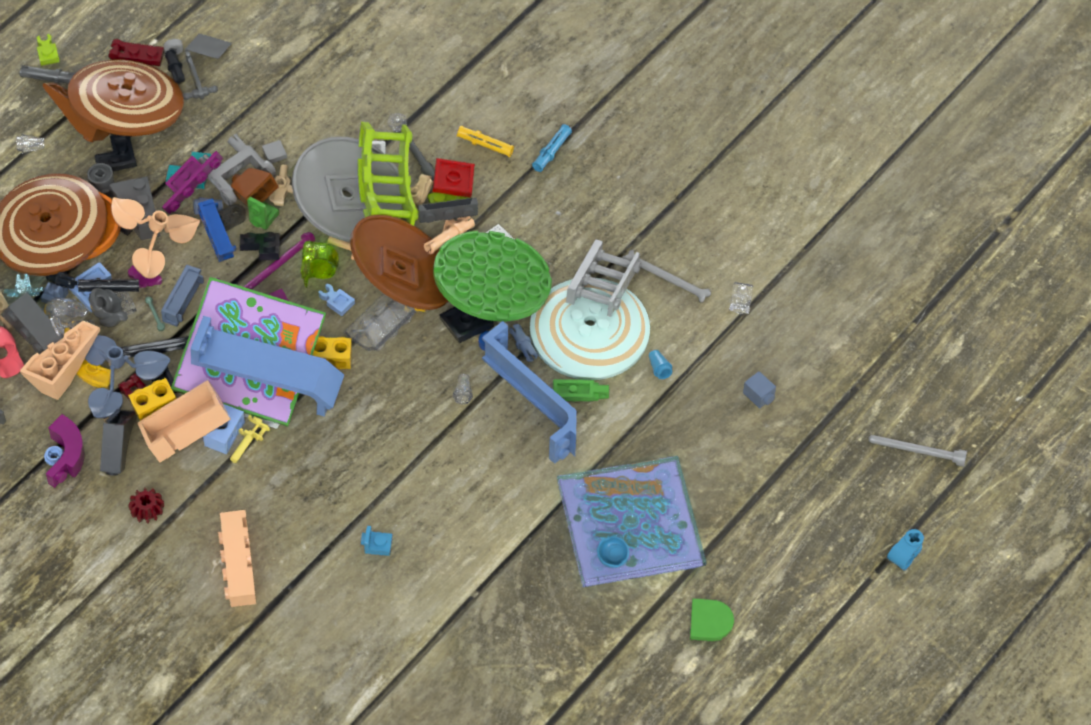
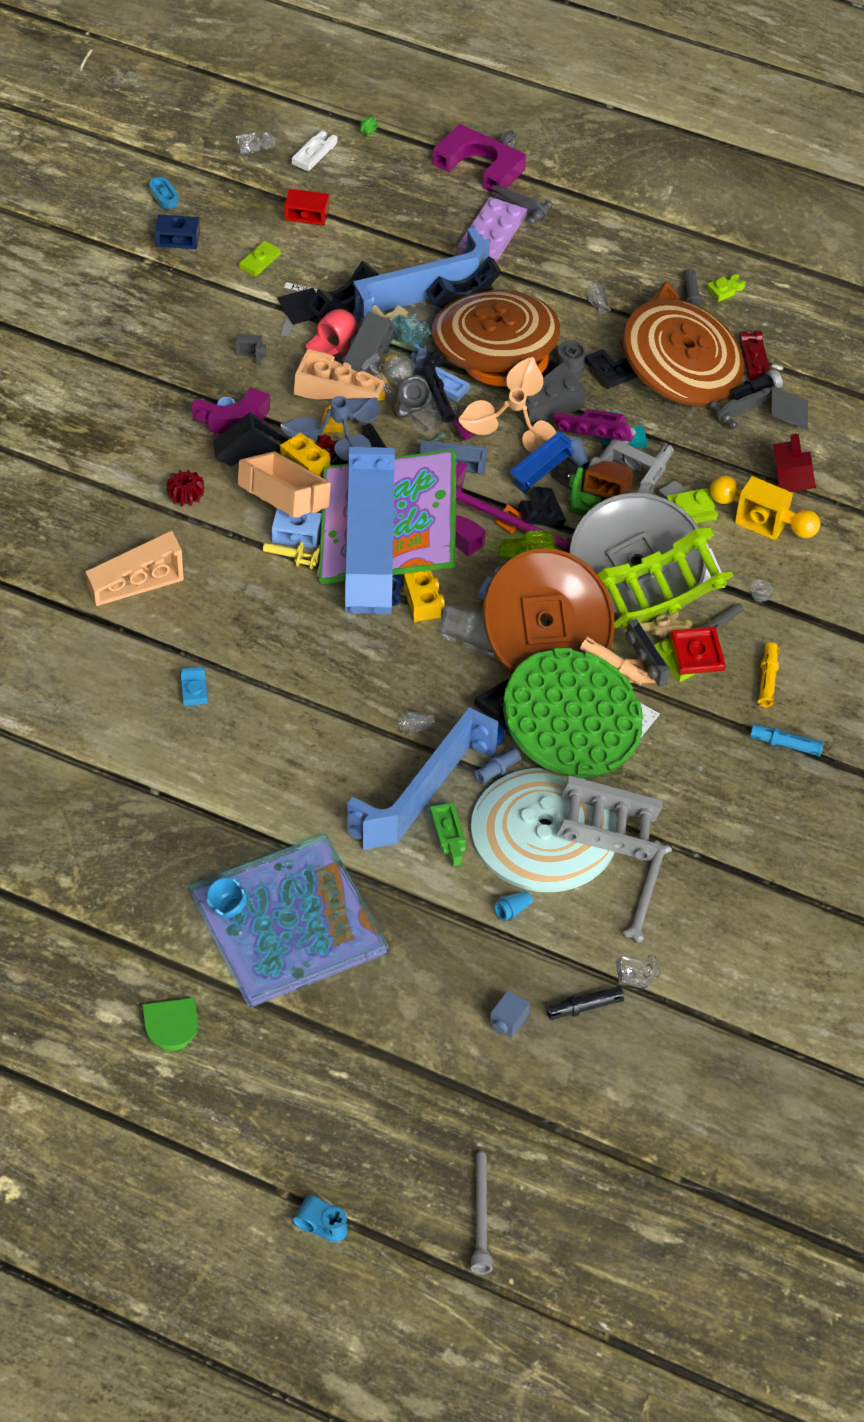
camera: 75 degrees right, 5 degrees down
(259, 268) = (509, 528): none -> orange slope
(282, 60) = (793, 466): none -> dark red plate
(294, 141) = (696, 504): none -> lime plate
(320, 91) = (764, 507): none -> yellow brick
(759, 346) = (575, 1005): none -> black pin

